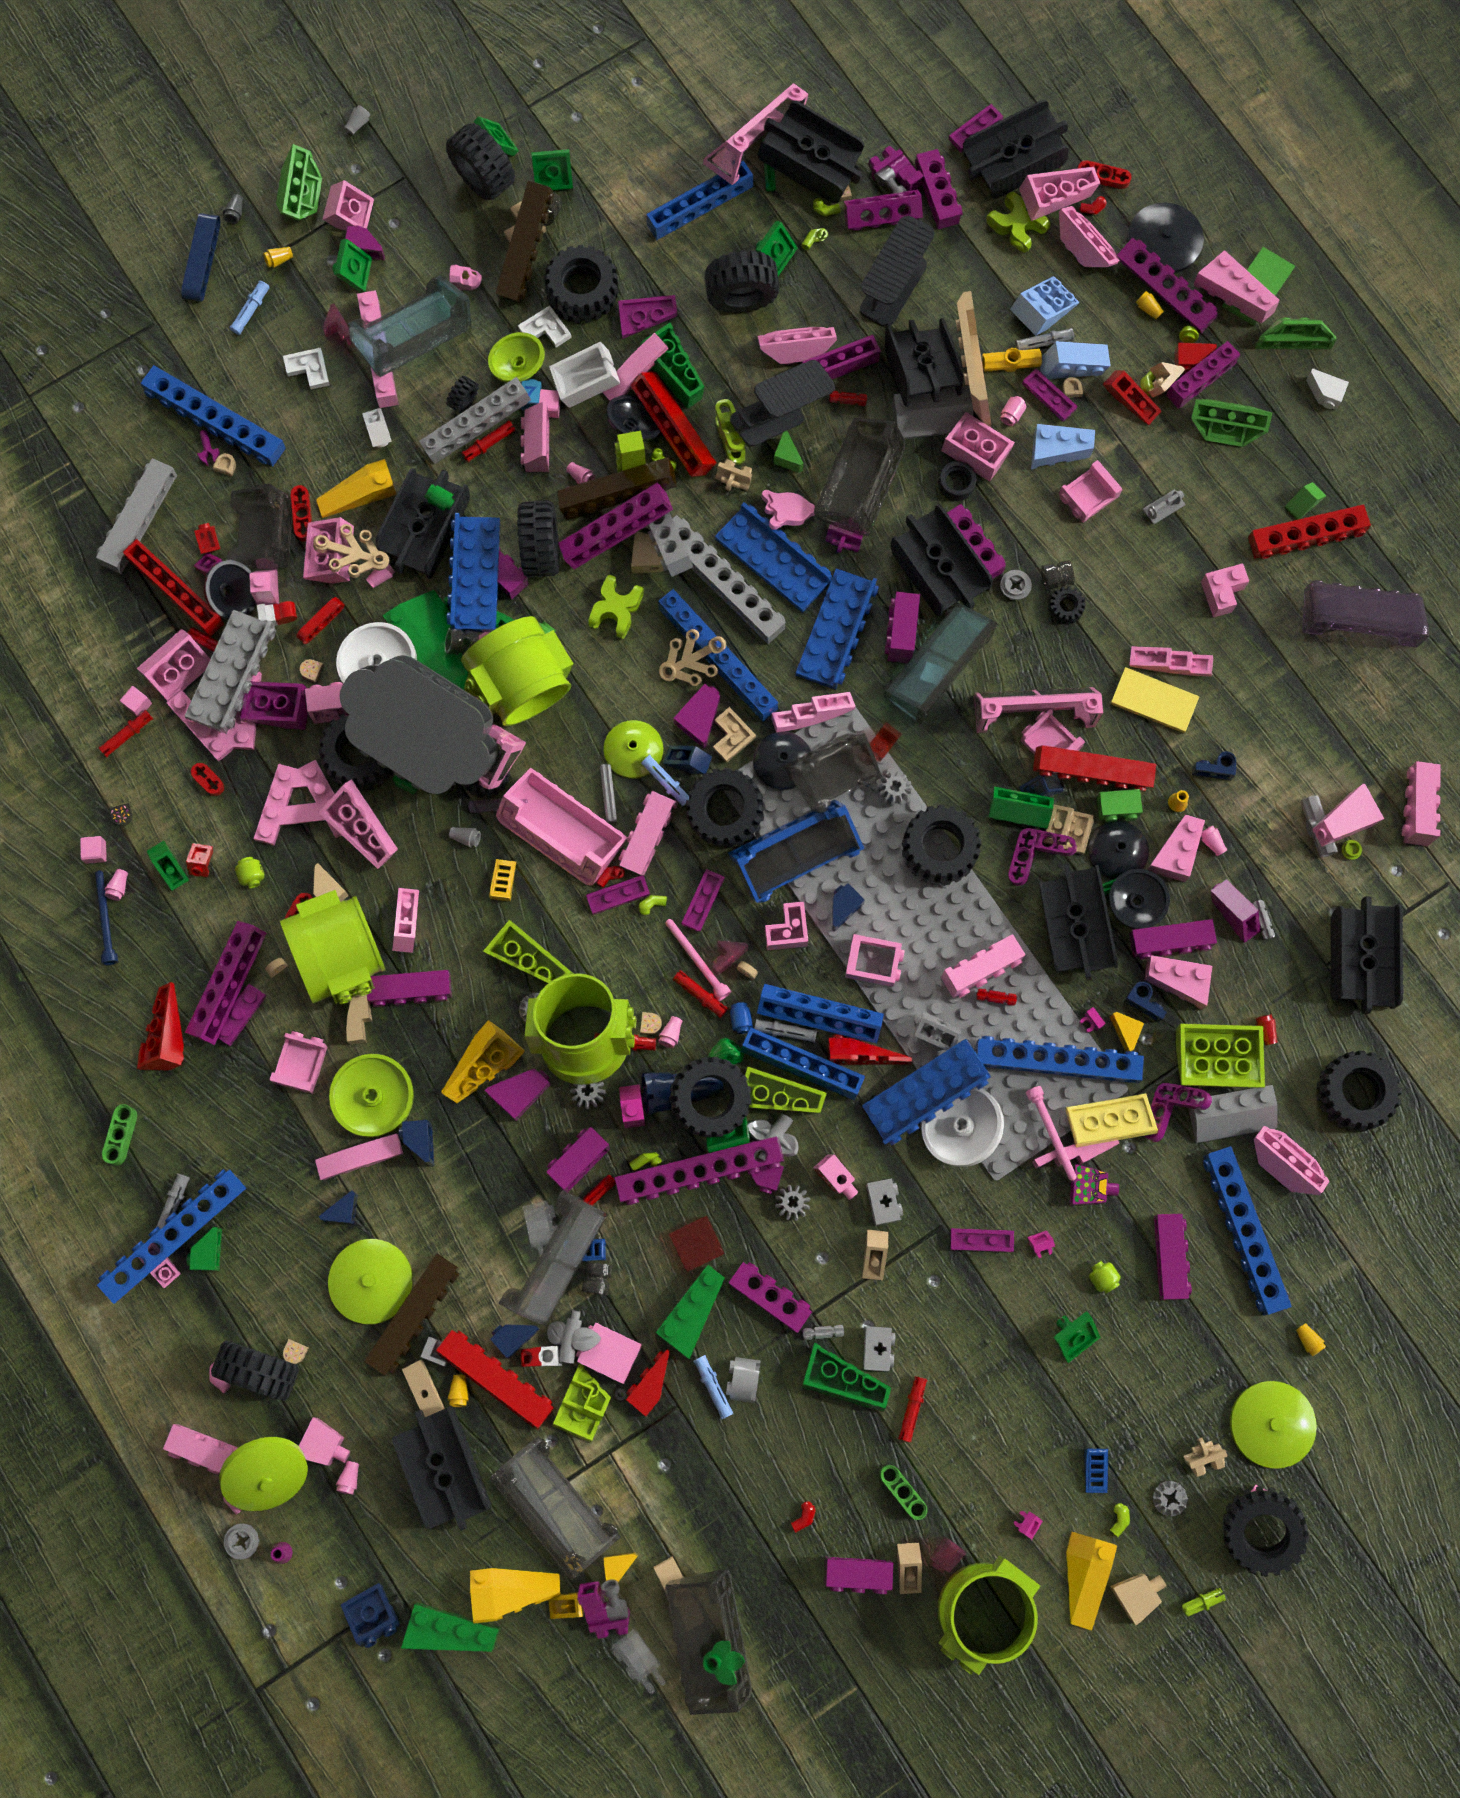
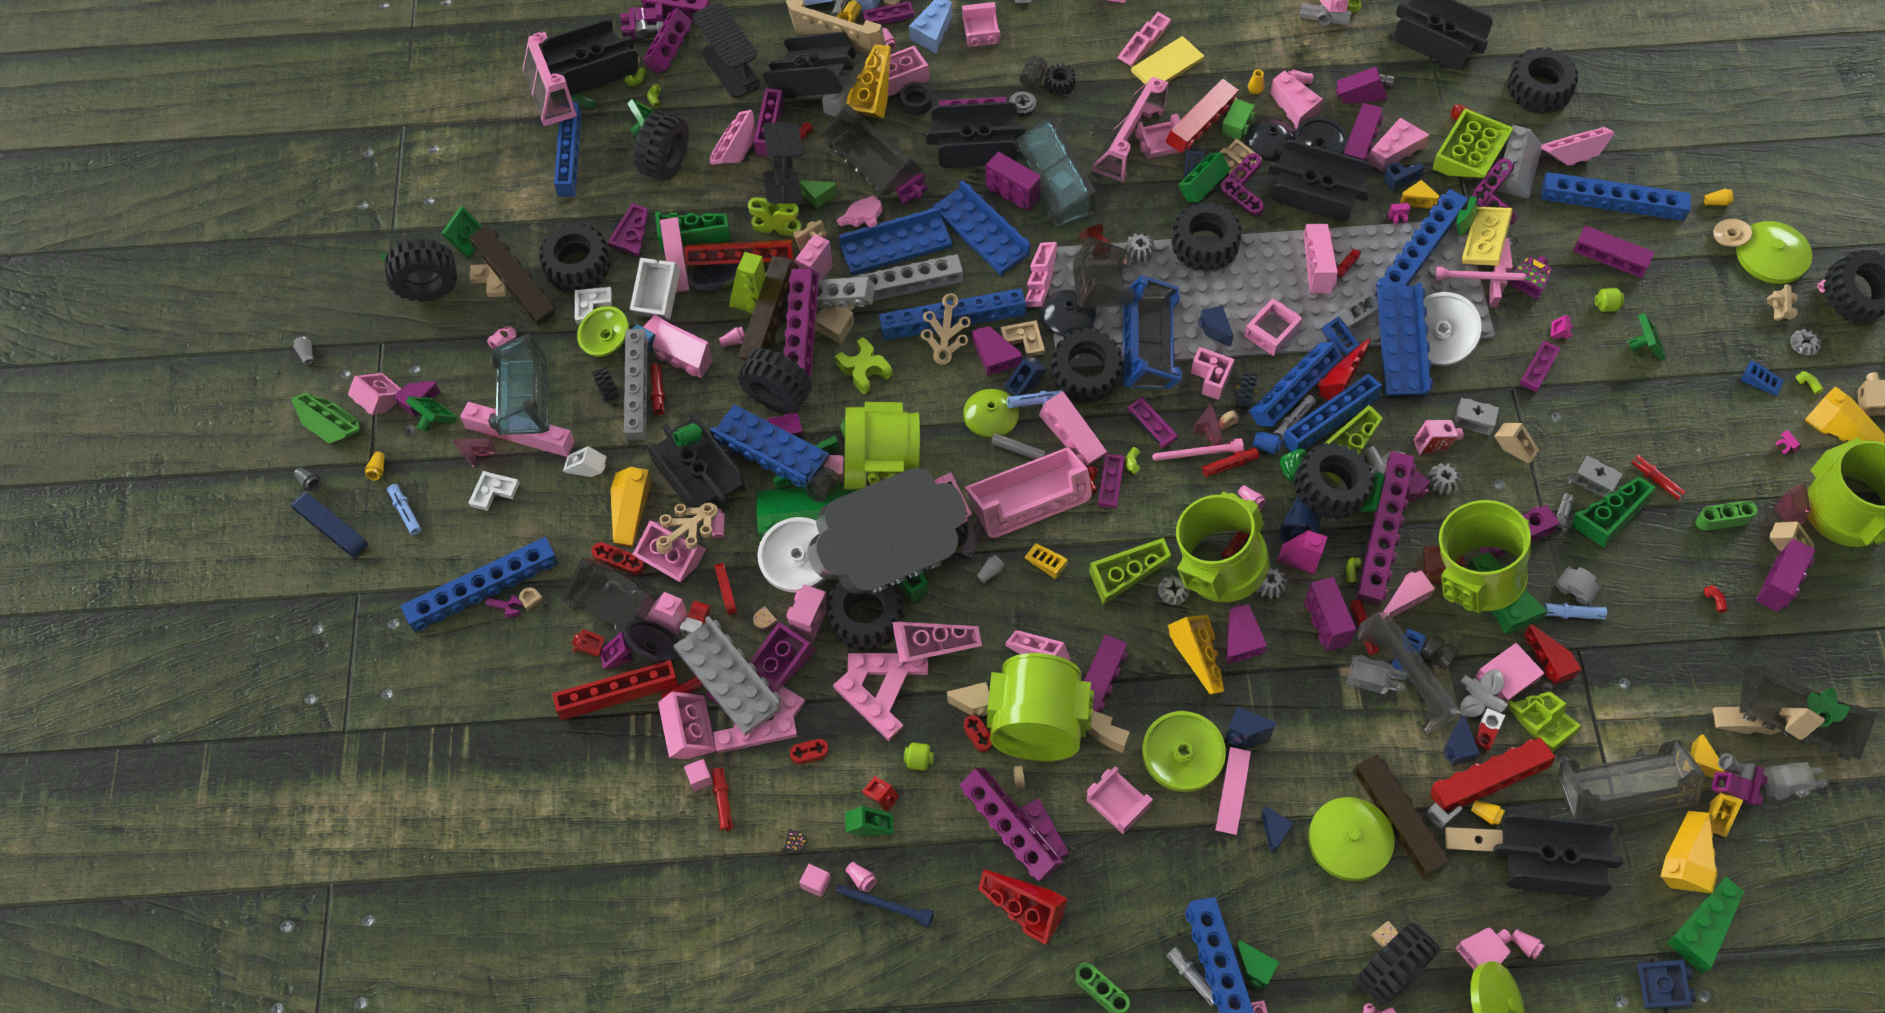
camera: 55 degrees left, 15 degrees down
(136, 515) = (526, 691): light grey brick -> none
(647, 1224) = (1411, 592): none -> bright pink slope
(688, 1641) = (1800, 721): none -> tan slope
(689, 1236) = (1478, 526): none -> lime cylinder
(696, 497) = (816, 256): none -> bright pink slope
(786, 969) = (1246, 389): none -> black wheel
(903, 1012) = (1343, 329): none -> blue slope
(930, 433) = (871, 89): none -> yellow wedge
(1115, 1089) = (1467, 217): none -> green slope
(1217, 770) = (1245, 47): dark blue plate -> none
(1272, 1362) = (1732, 232): none -> tan dish

